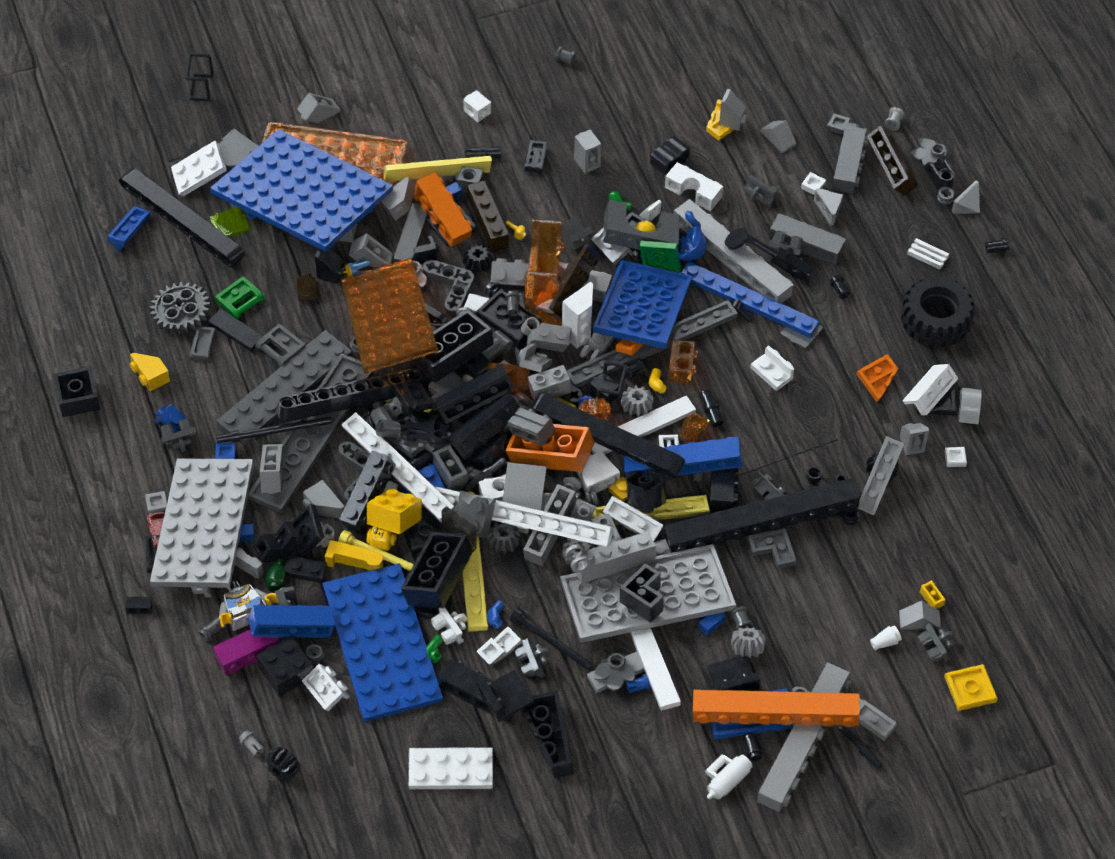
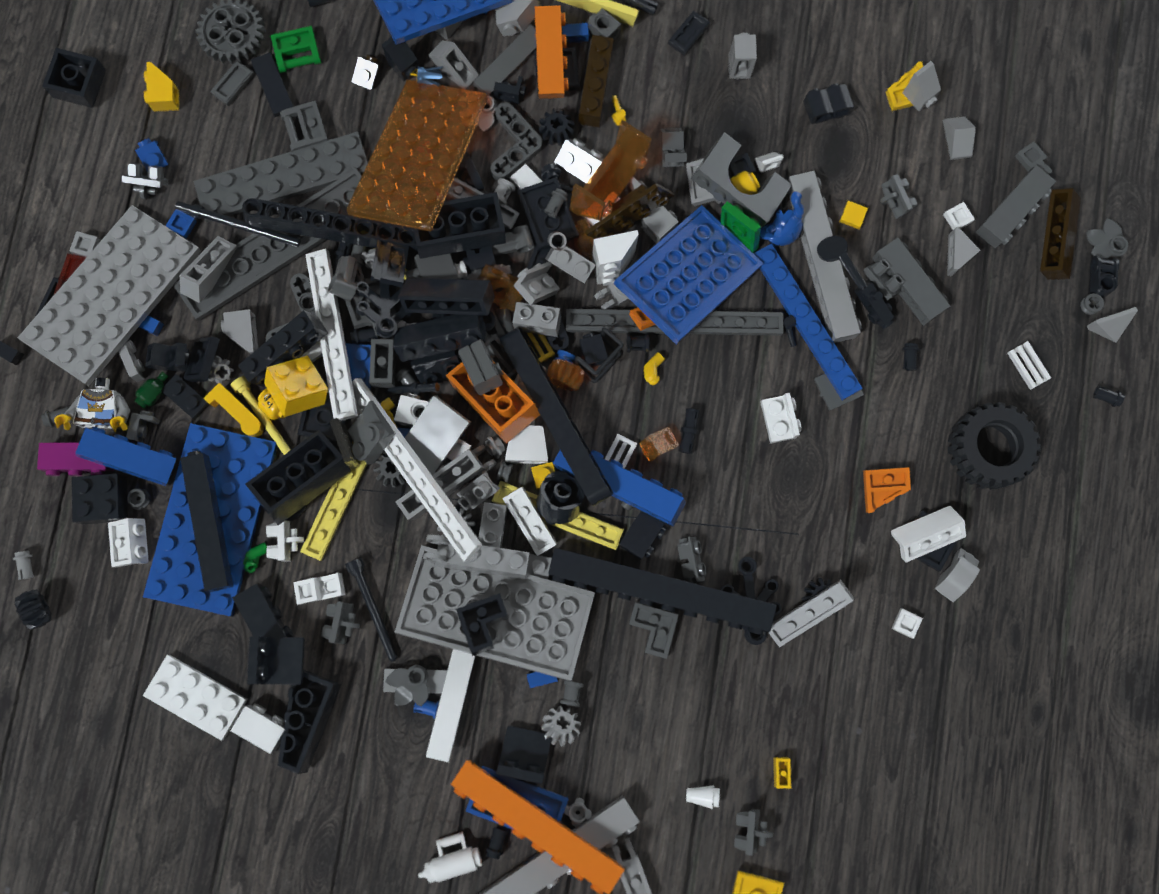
camera: 25 degrees right, 25 degrees up
(384, 635) = (206, 522): none -> black brick
(493, 614) = (333, 549): blue arm -> none
(518, 760) = (260, 728): none -> white brick
(615, 196) = (740, 130): green arm -> none
(637, 401) = (609, 382): light grey gear -> none
(654, 420) = (620, 413): white tile -> none
(682, 178) = (825, 138): white arch -> none
(682, 358) = (688, 358): clear orange brick -> none
(736, 217) = (853, 214): none -> yellow tile
(893, 121) = (1095, 181): light grey bush -> none
(914, 438) = (876, 581): light grey slope -> none
(919, 615) = (753, 791): light grey slope -> none

